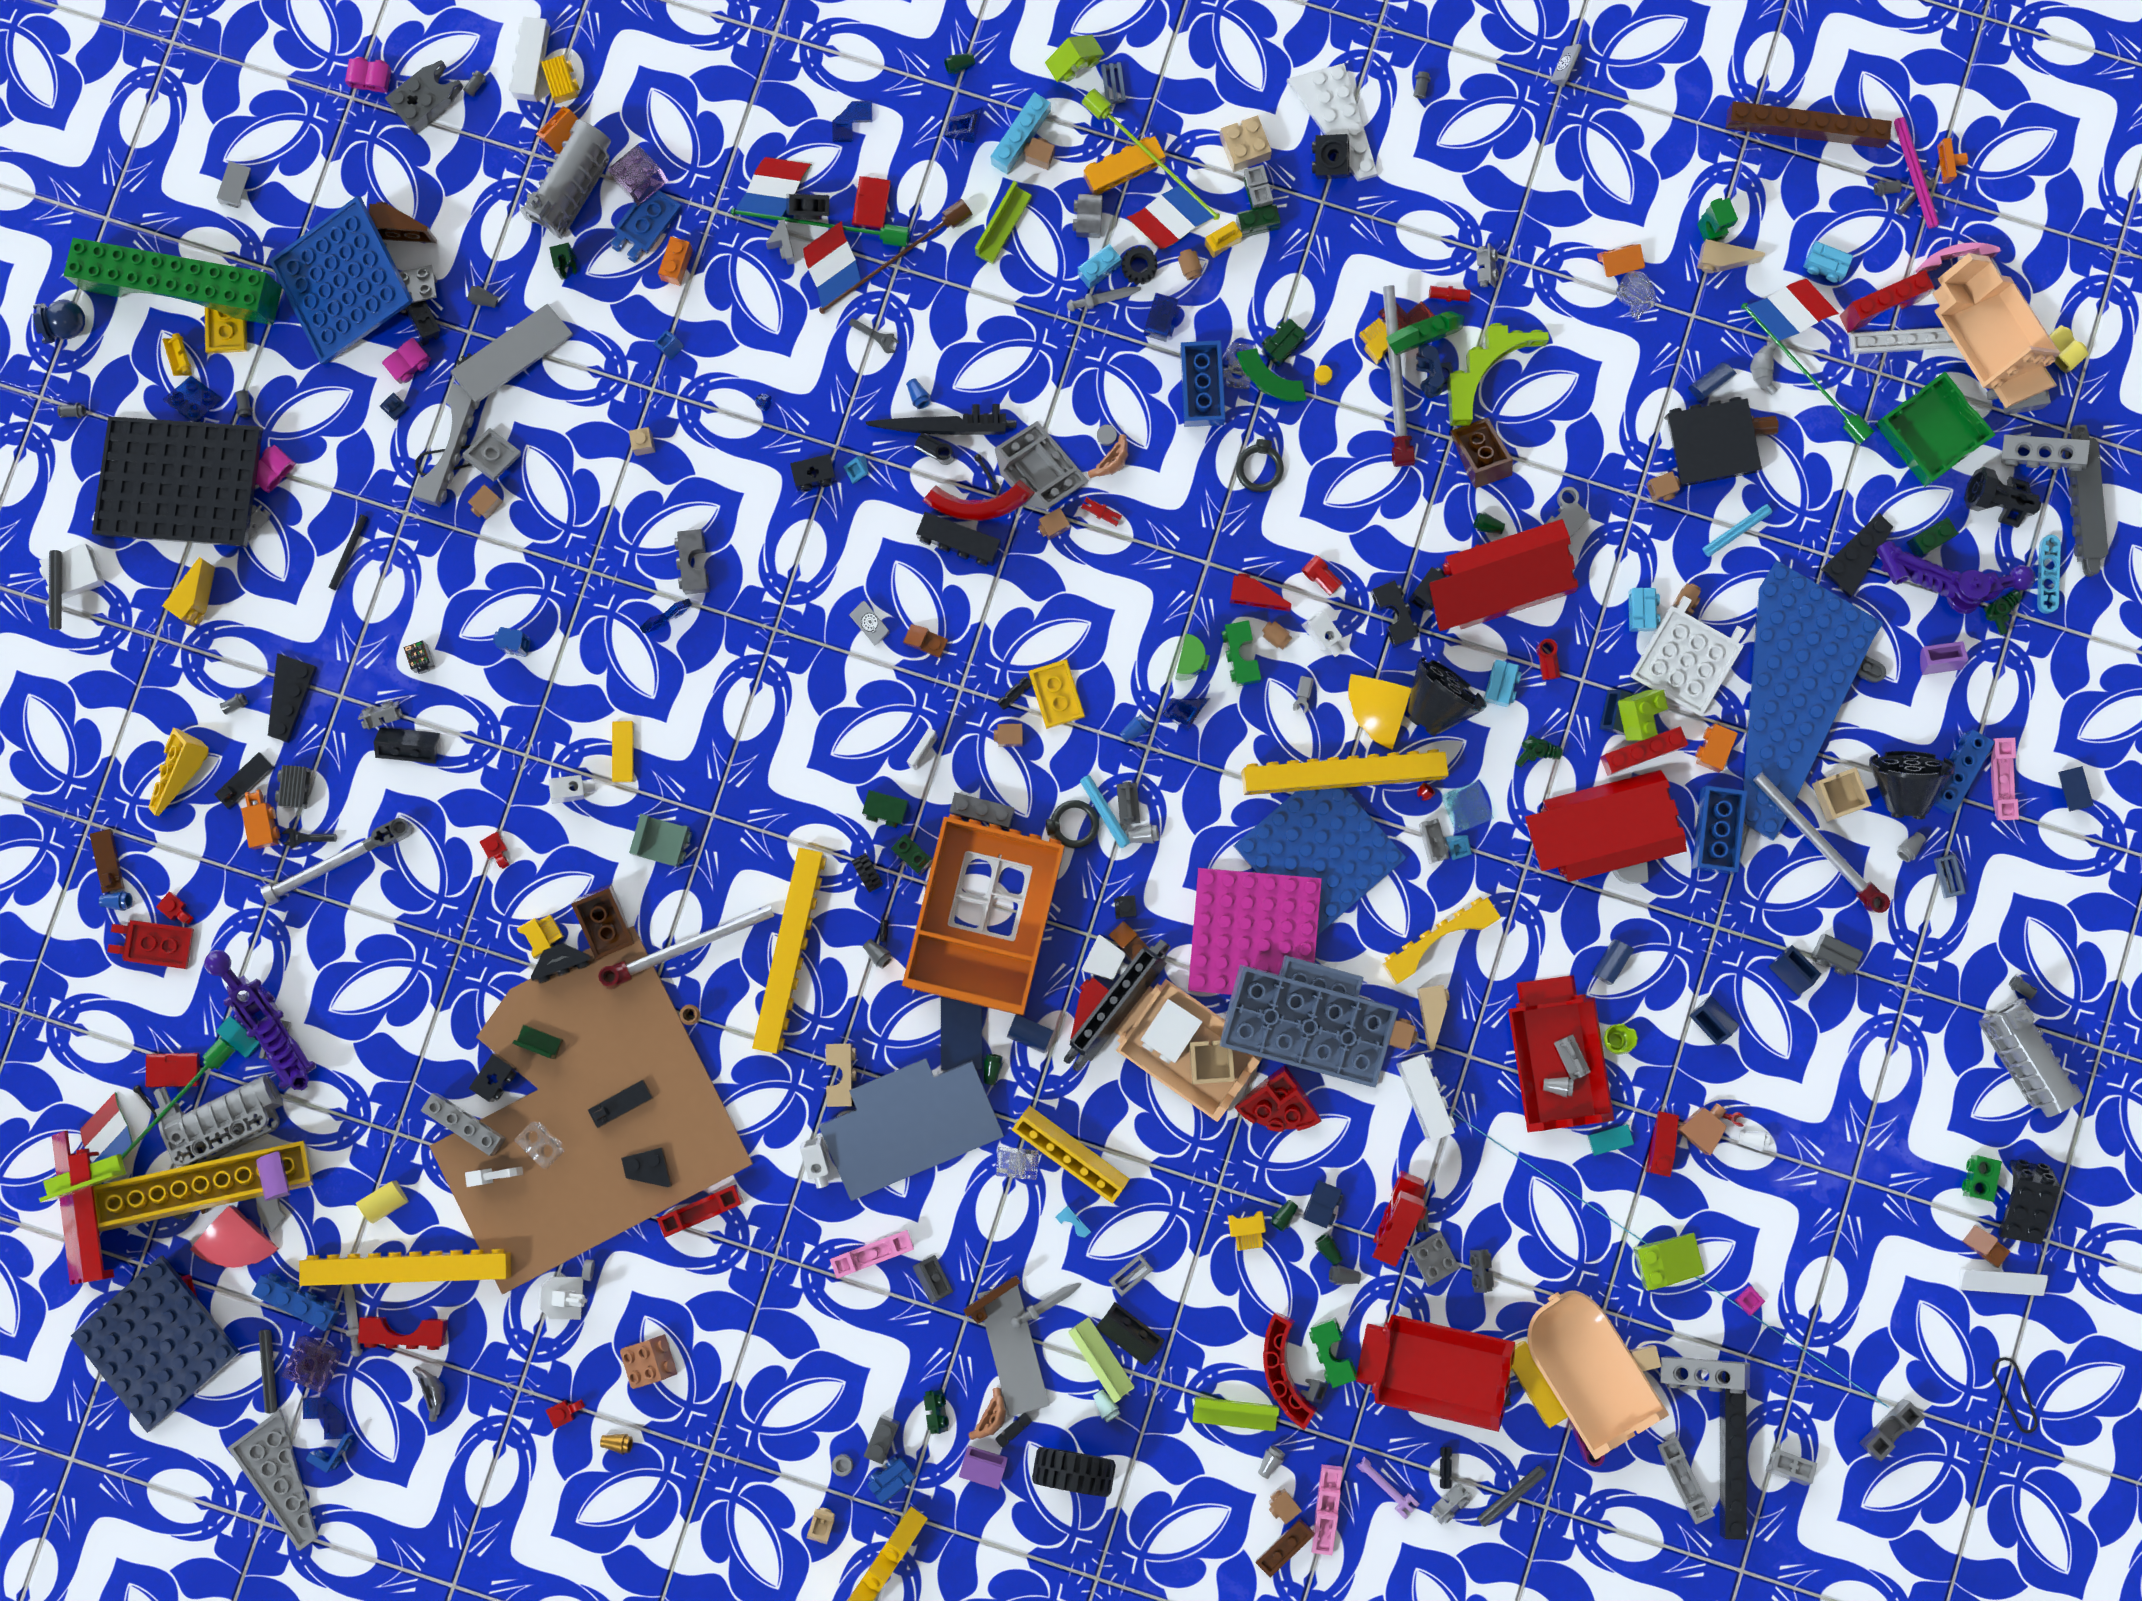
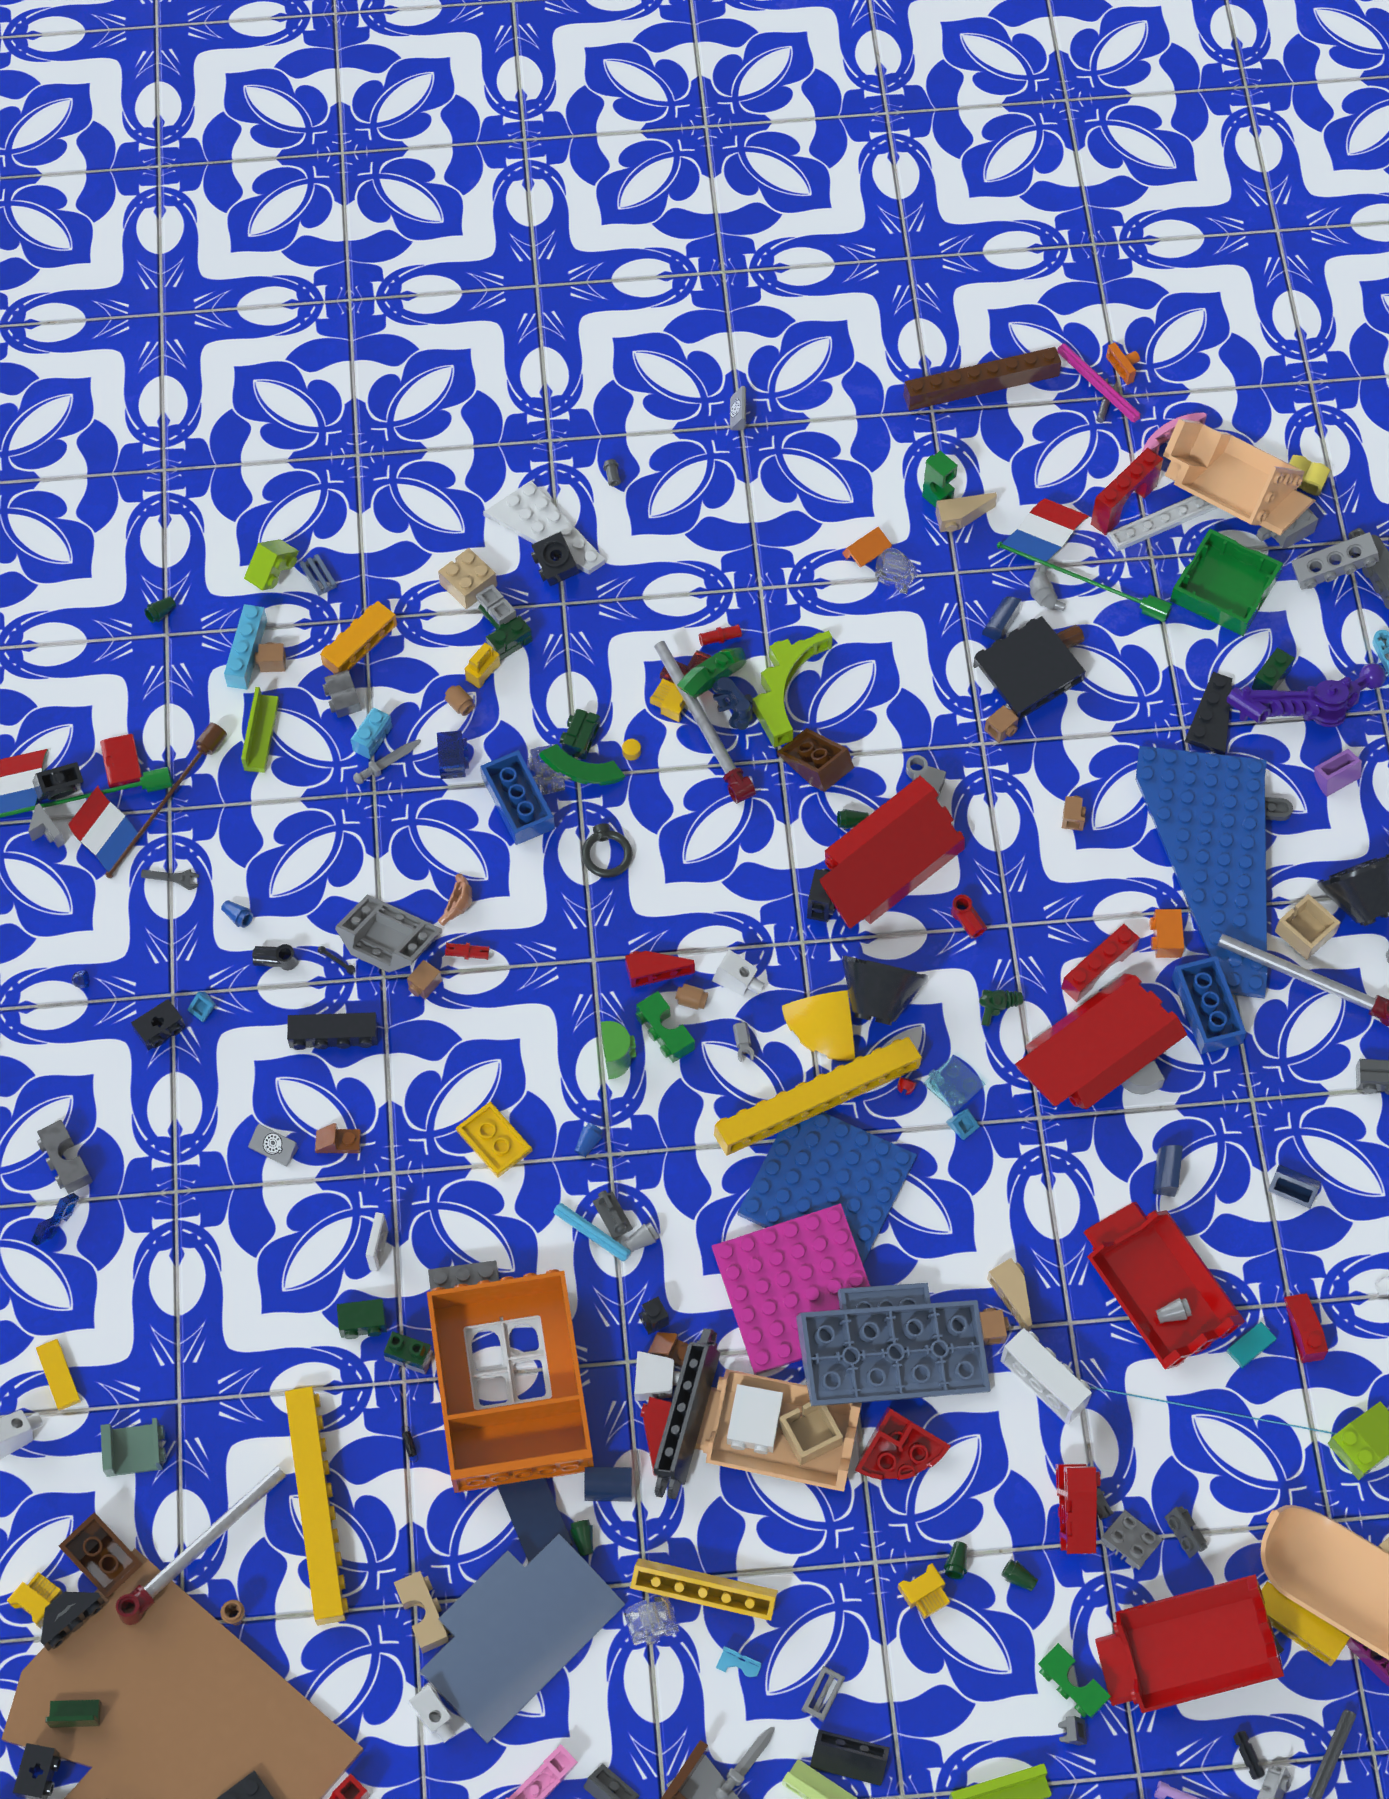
camera: 25 degrees left, 20 degrees down
(620, 1103) = (190, 1743): black hinge -> none
(854, 113) = (73, 689): clear blue tile -> none
(867, 872) = (368, 1388): black tyre -> none
(878, 954) = (413, 1469): dark grey cone -> none
(951, 425) = (283, 927): black piece -> none
(964, 126) = (186, 662): clear blue slope -> none
(978, 509) = (343, 994): red brick -> none
(1009, 735) = (462, 1196): medium nougat brick -> none
(1014, 693) = (450, 1154): black axle -> none
(1053, 824) = (544, 1264): pearl dark grey piece -> none
(1106, 435) = (442, 881): light grey tile -> none
(1139, 277) = (413, 729): black tyre -> none
(1171, 213) = (421, 663): flag -> none
(1184, 711) = (631, 1106): clear blue slope -> none
(1278, 1372) = (1024, 1727): red brick -> none
(1318, 572) = (706, 923): red piece -> none
(1322, 1204) = (990, 1531): dark blue brick -> none
(1342, 1275) = (1045, 1597): dark grey cone -> none
(1390, 597) = (788, 920): black arch -> none
(1405, 963) = (1013, 1183): yellow arch -> none
(1433, 841) = (935, 1128): light grey hinge -> none
(1487, 258) = (740, 592): light grey hinge -> none
(1502, 683) = (933, 955): medium azure brick -> none
(1572, 1057) = (1173, 1278): light grey hinge -> none
(1611, 716) = (1059, 937): dark blue brick -> none
(1620, 1039) = (1212, 1240): lime hair -> none
(1638, 713) = (1078, 928): lime brick -> none
(1643, 609) = (1036, 837): medium azure brick -> none
(1687, 659) = (1100, 863): white plate -> none
(1704, 1128) = (1338, 1294): nougat torso -> none
(1733, 1118) = (1360, 1272): red hand -> none
(1737, 530) = (1090, 736): medium azure axle -> none
(1795, 970) = (1348, 1107): dark blue brick -> none
(1827, 262) = (1057, 481): medium azure brick -> none
(1887, 187) = (1076, 405): dark grey pin -> none
(1987, 491) = (1301, 615): black piece -> none
(2000, 608) = (1368, 710): dark green piece -> none

